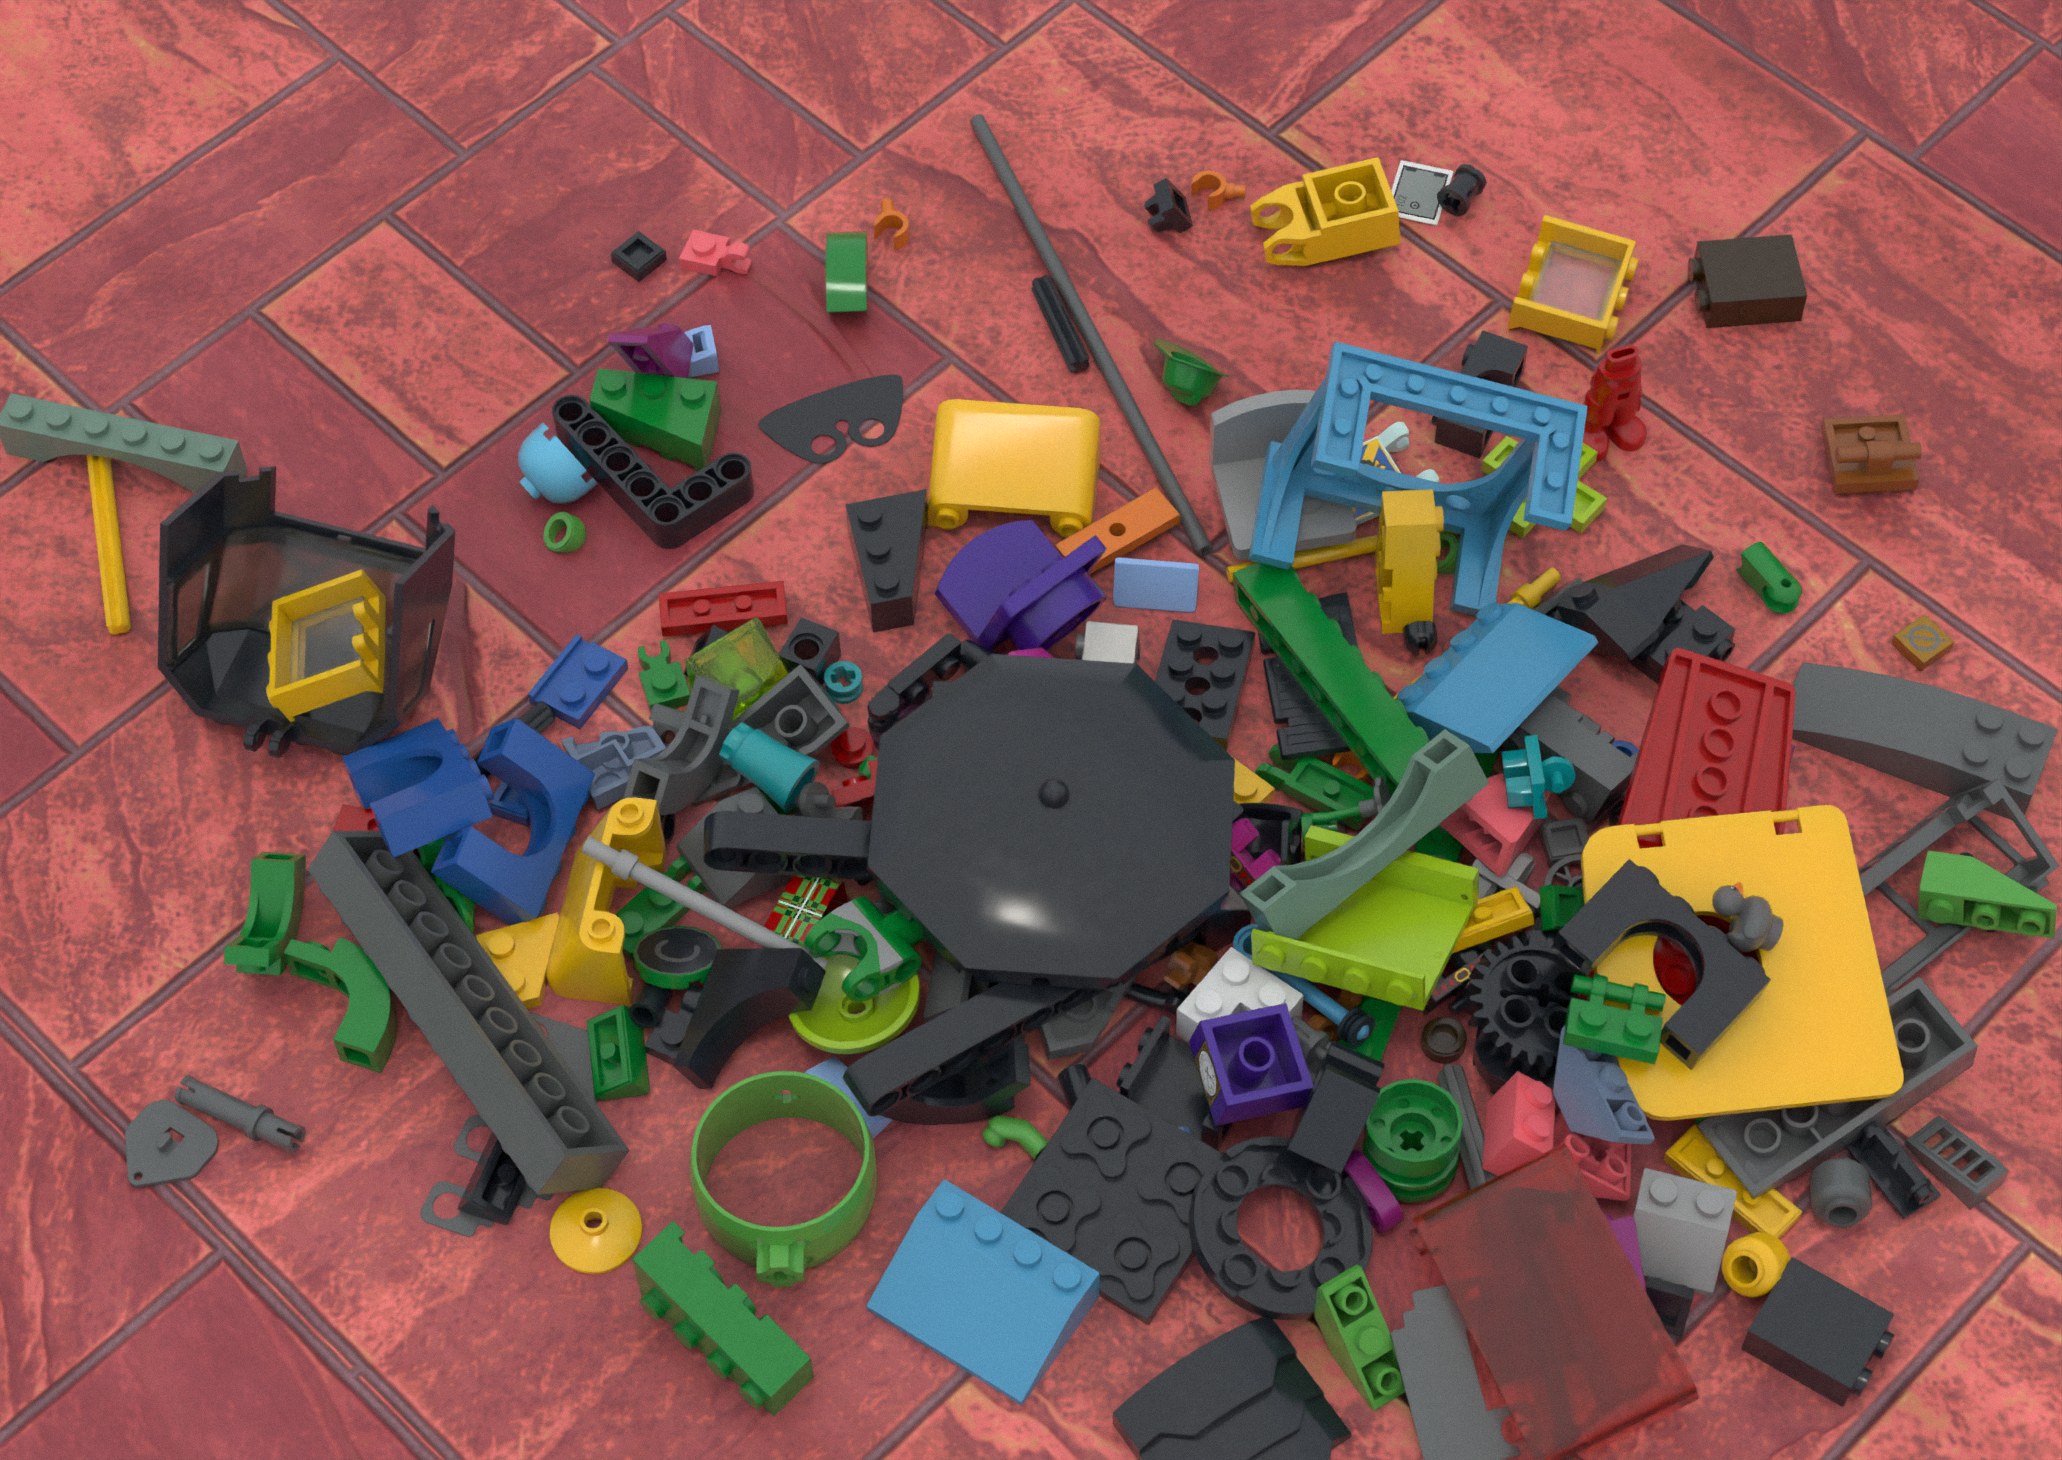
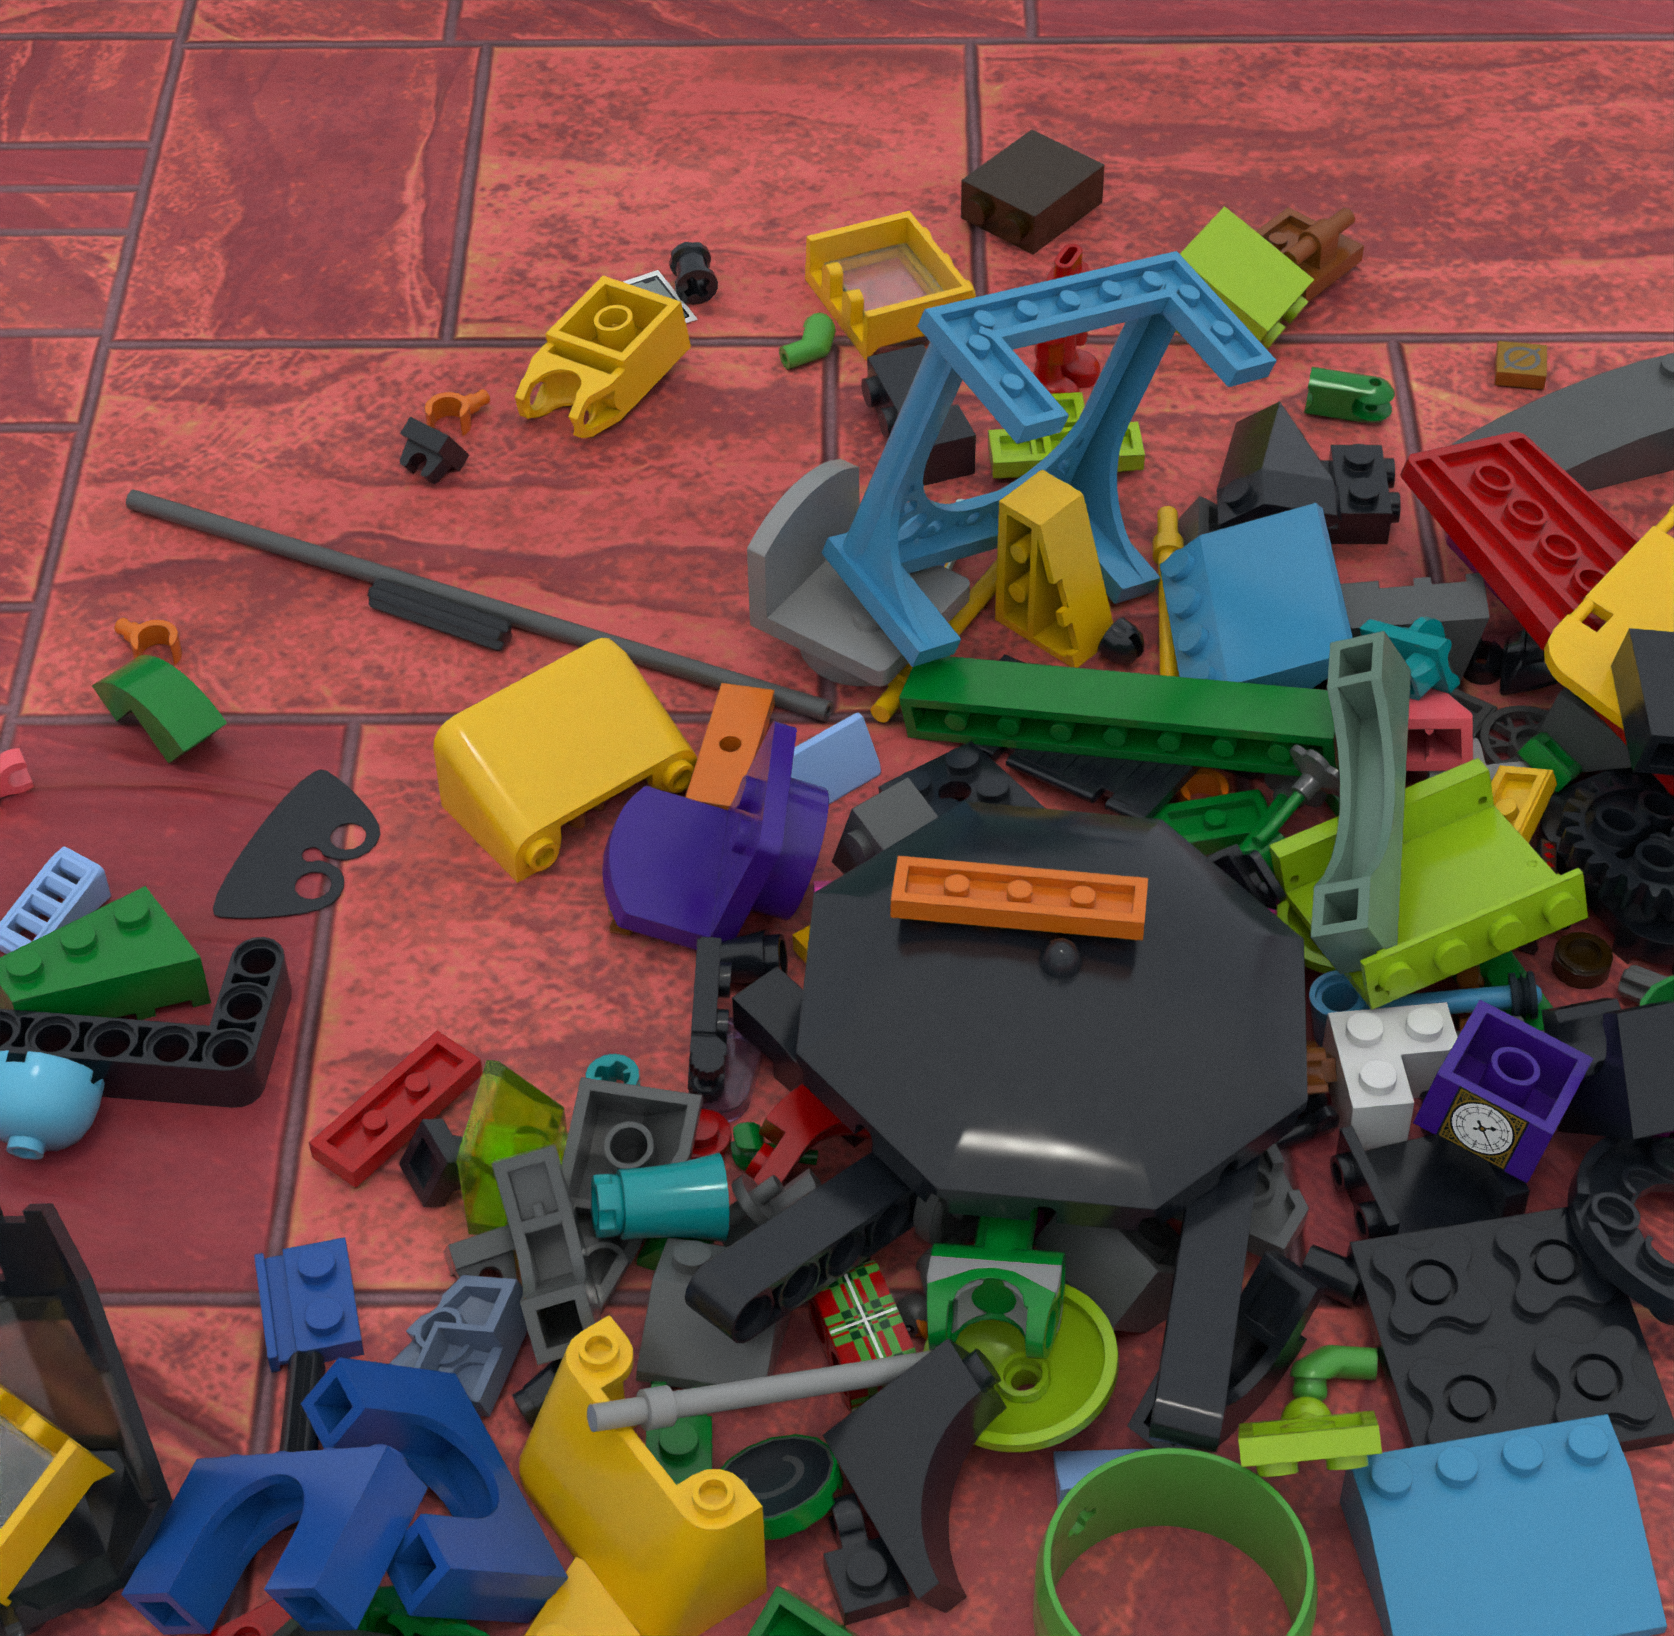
camera: 45 degrees left, 10 degrees down
(574, 537) = (100, 1152): bright green piece -> none
(649, 1005) = (802, 1564): black hinge -> none
(655, 350) = (45, 896): magenta slope -> none
(663, 680) = (406, 1234): green plate -> none
(813, 642) = (551, 1066): black brick -> none
(888, 555) = (525, 929): black wedge -> none
(923, 1150) = (1306, 1434): none -> lime plate
(1065, 741) = (1019, 897): none -> orange plate
(1187, 374) = (634, 572): green piece -> none
(1481, 295) = (814, 344): none -> bright green arm
(1781, 447) = (1248, 275): none -> lime slope

